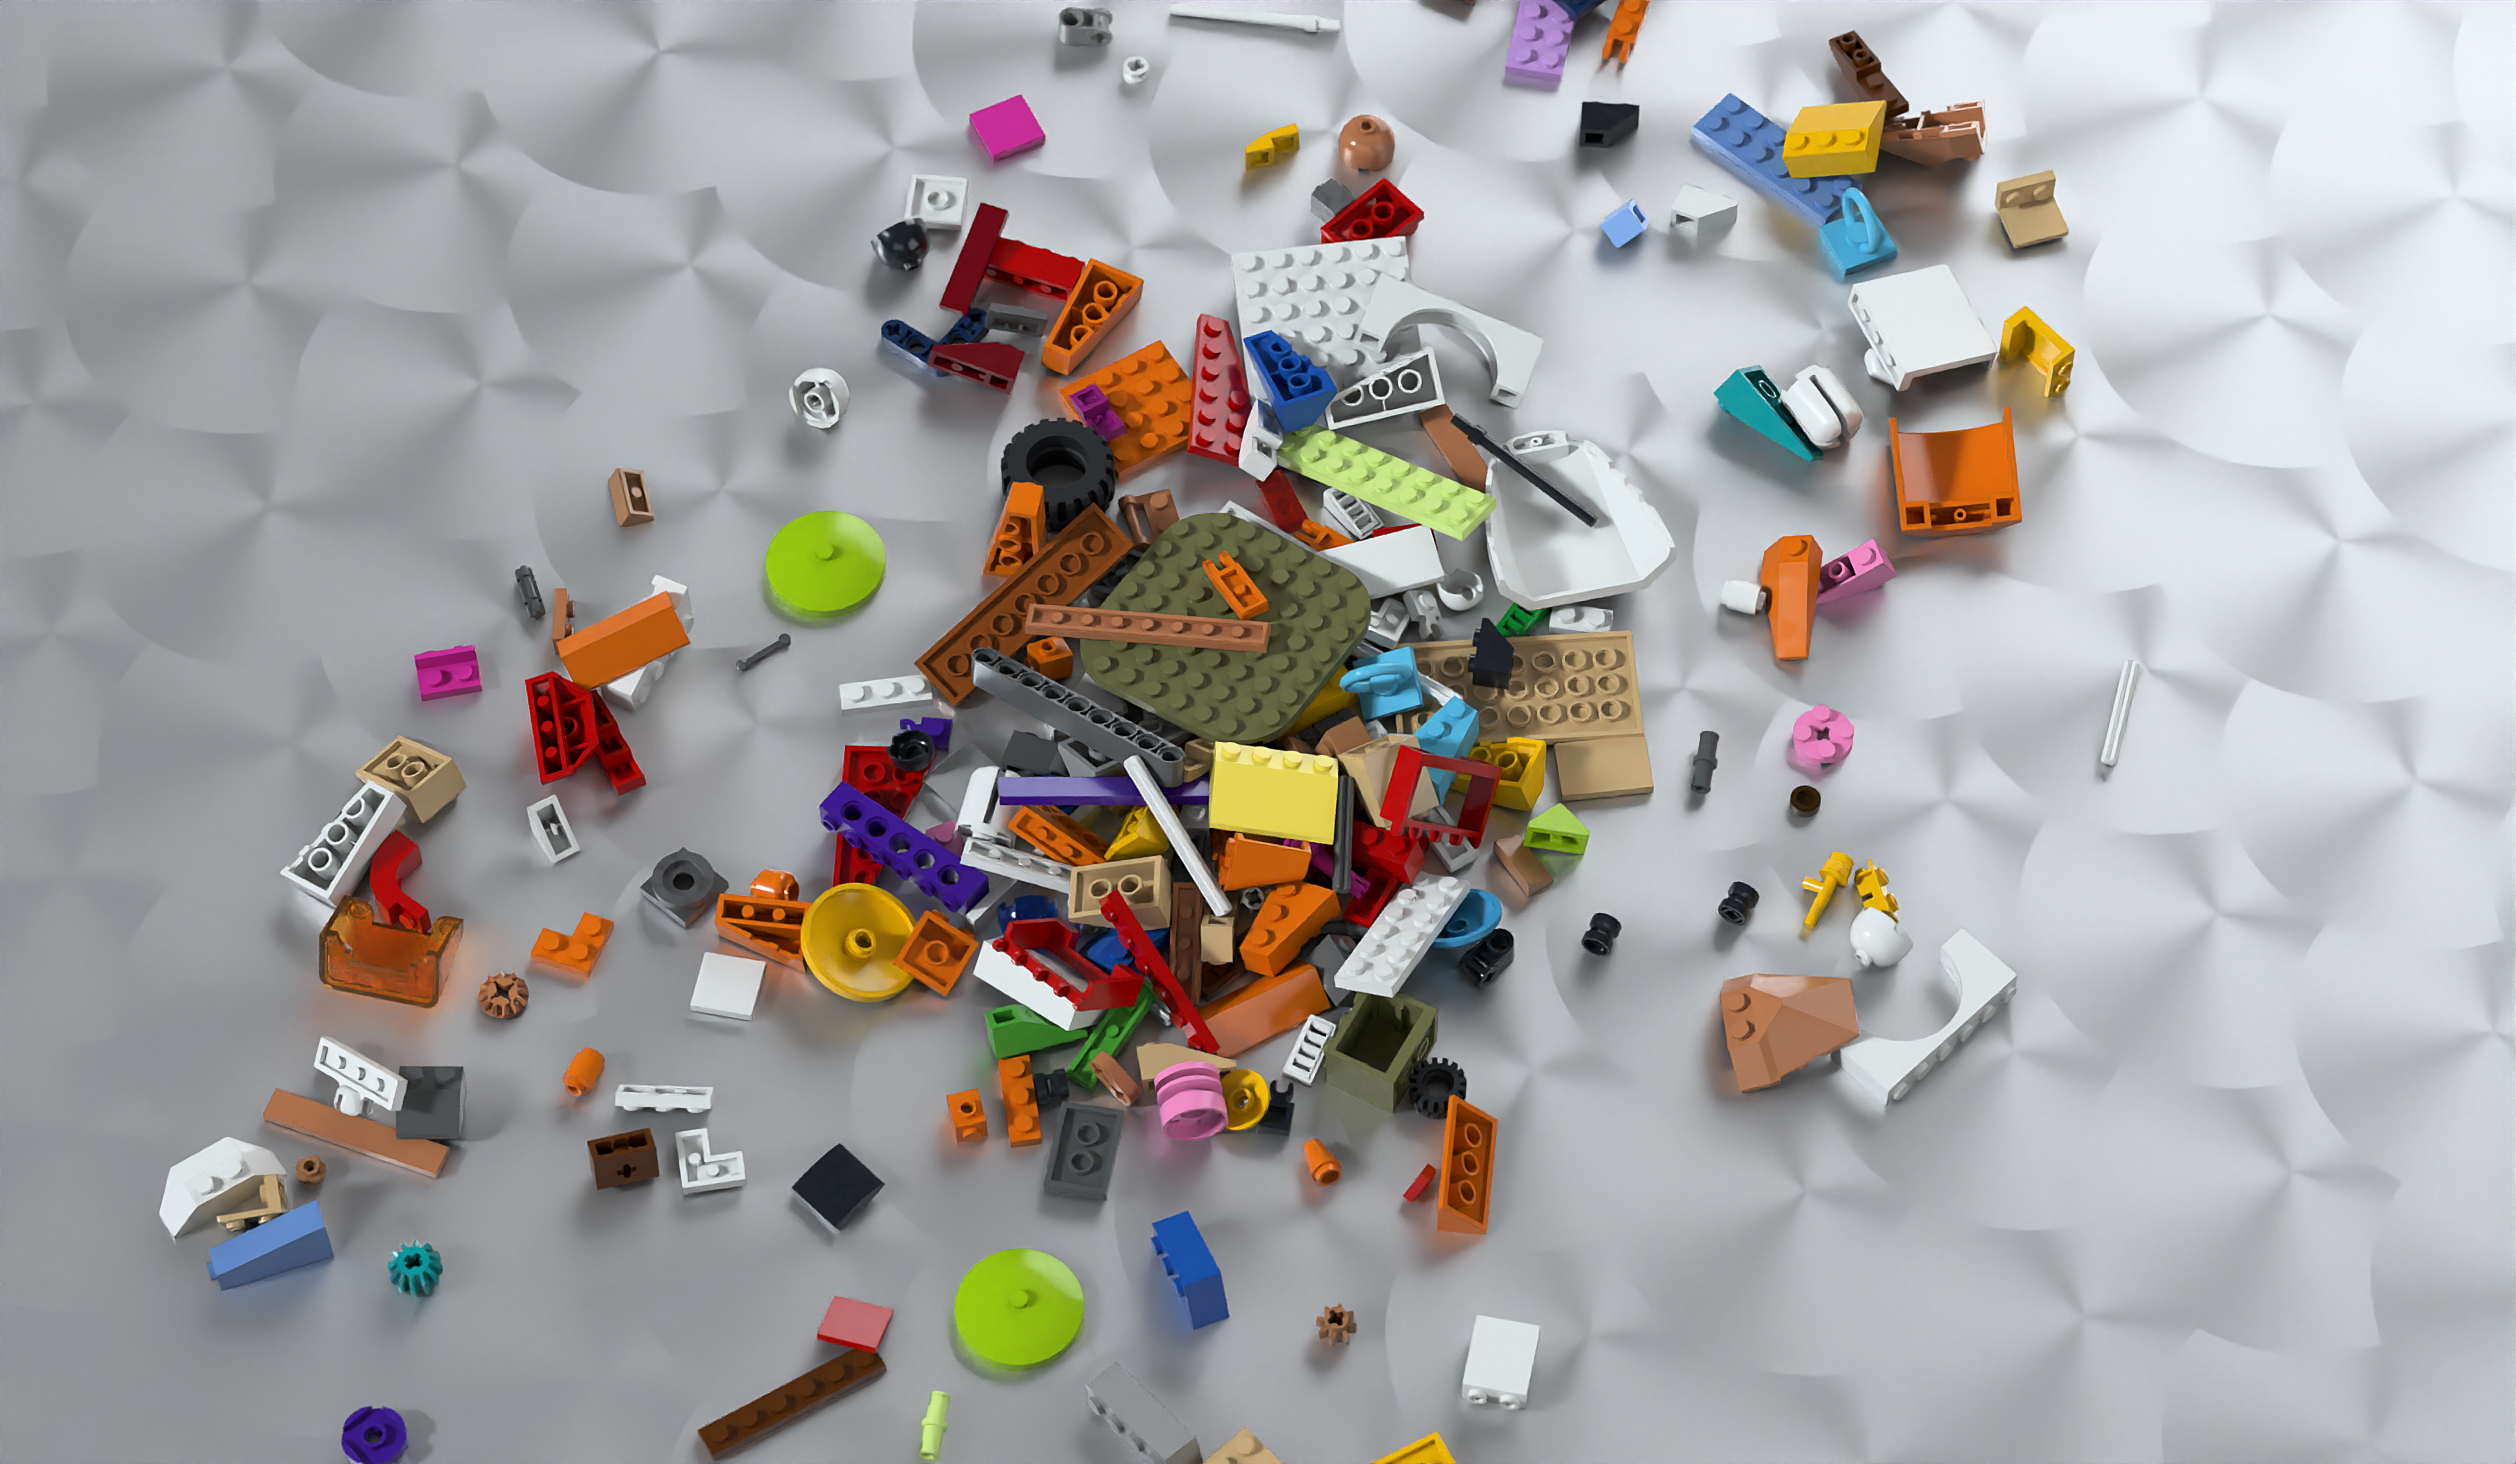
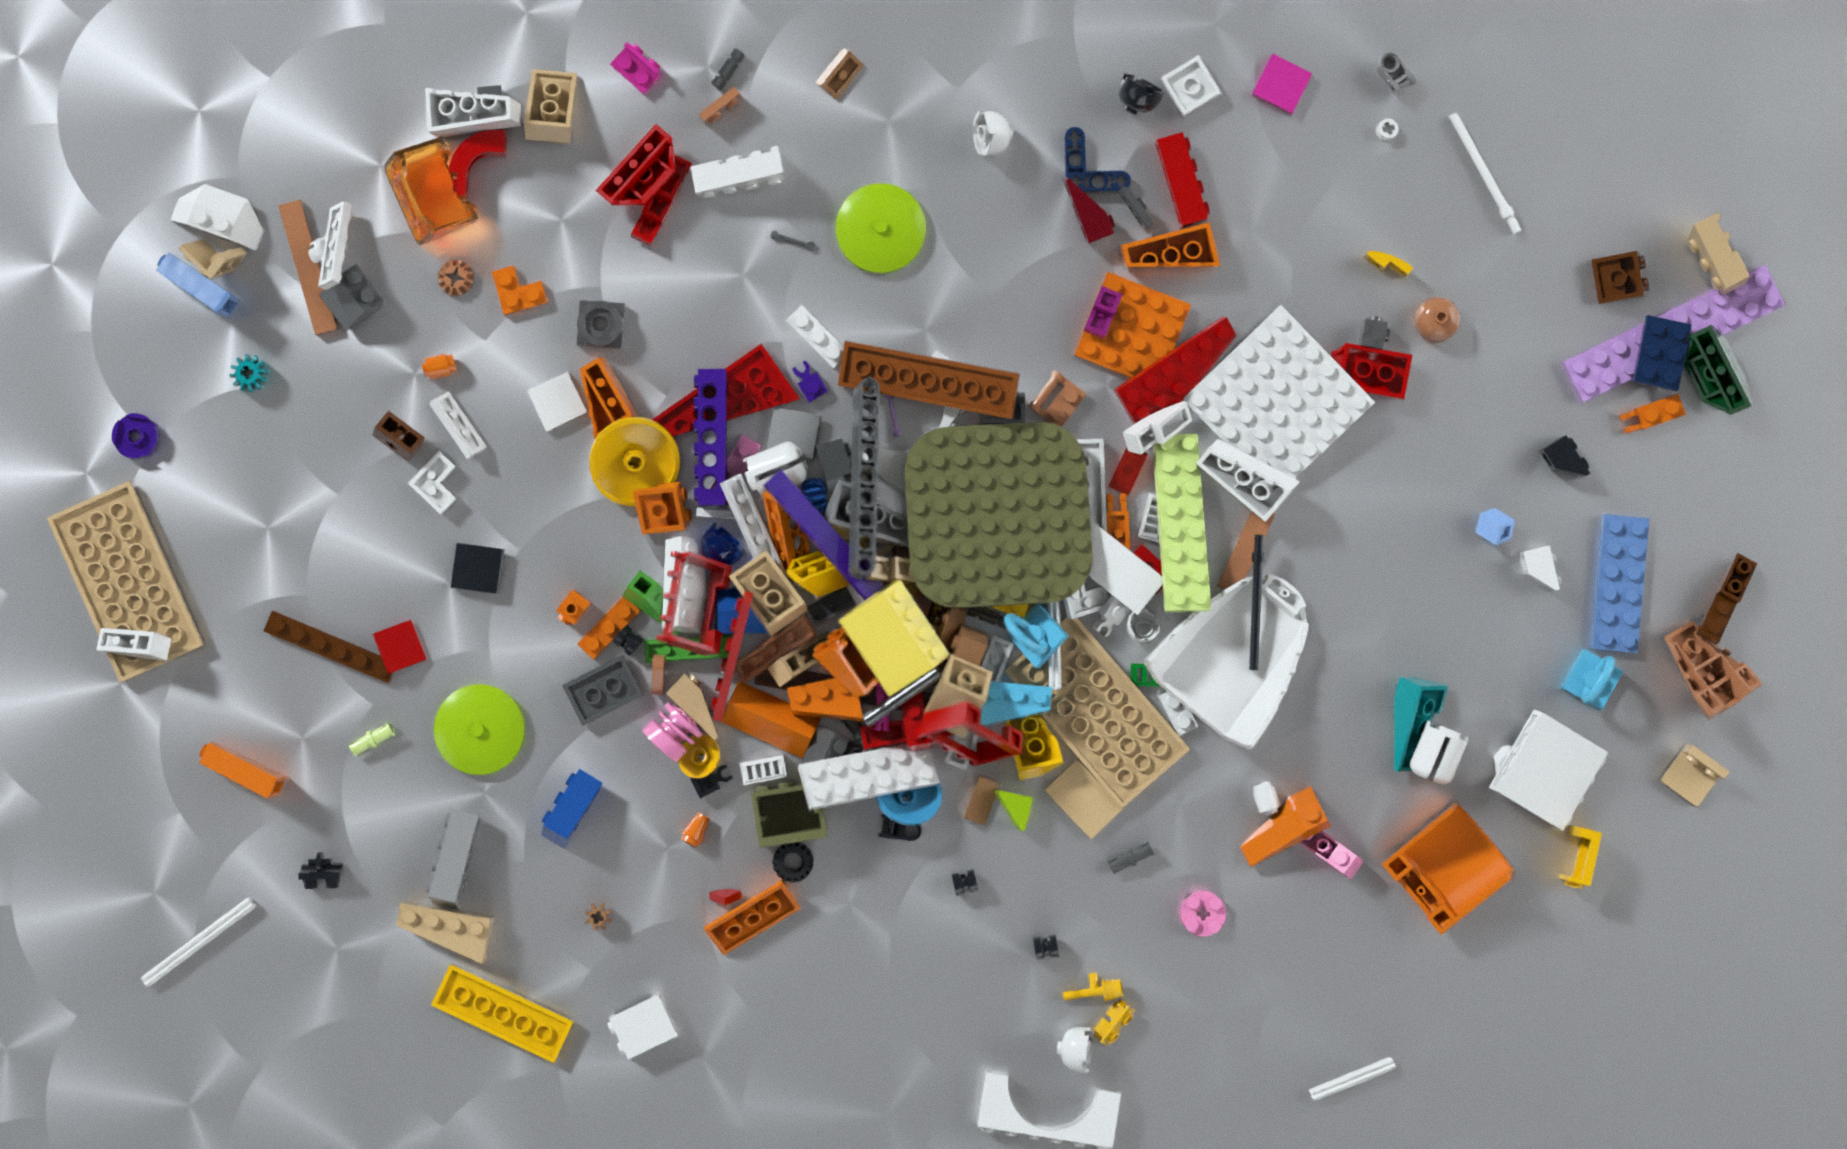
camera: 50 degrees right, 30 degrees up
(313, 1177) = (270, 266): medium nougat plate -> none
(552, 829) = (577, 219): white slope -> none
(623, 642) = (720, 161): orange slope -> none
(775, 885) = (635, 380): orange head -> none
(911, 751) = (780, 389): black hair -> none
(974, 259) = (1156, 149): dark red tile -> none
(1019, 530) = (971, 338): orange wedge -> none
(1050, 658) = (908, 417): orange brick -> none
(1062, 444) = (1042, 292): black tyre -> none
(1148, 628) = (958, 471): nougat tile -> none
(1177, 836) = (825, 601): white axle -> none
(1236, 587) = (1024, 505): orange hinge -> none
(1290, 381) = (1209, 419): blue wedge -> none
(1401, 305) = (1339, 529): white arch -> none
(1493, 657) = (1103, 685): black slope -> none
(1784, 1023) = (981, 1032): nougat wedge -> none
(1805, 801) = (1149, 934): dark brown tile -> none
(1834, 139) = (1653, 618): yellow slope -> none

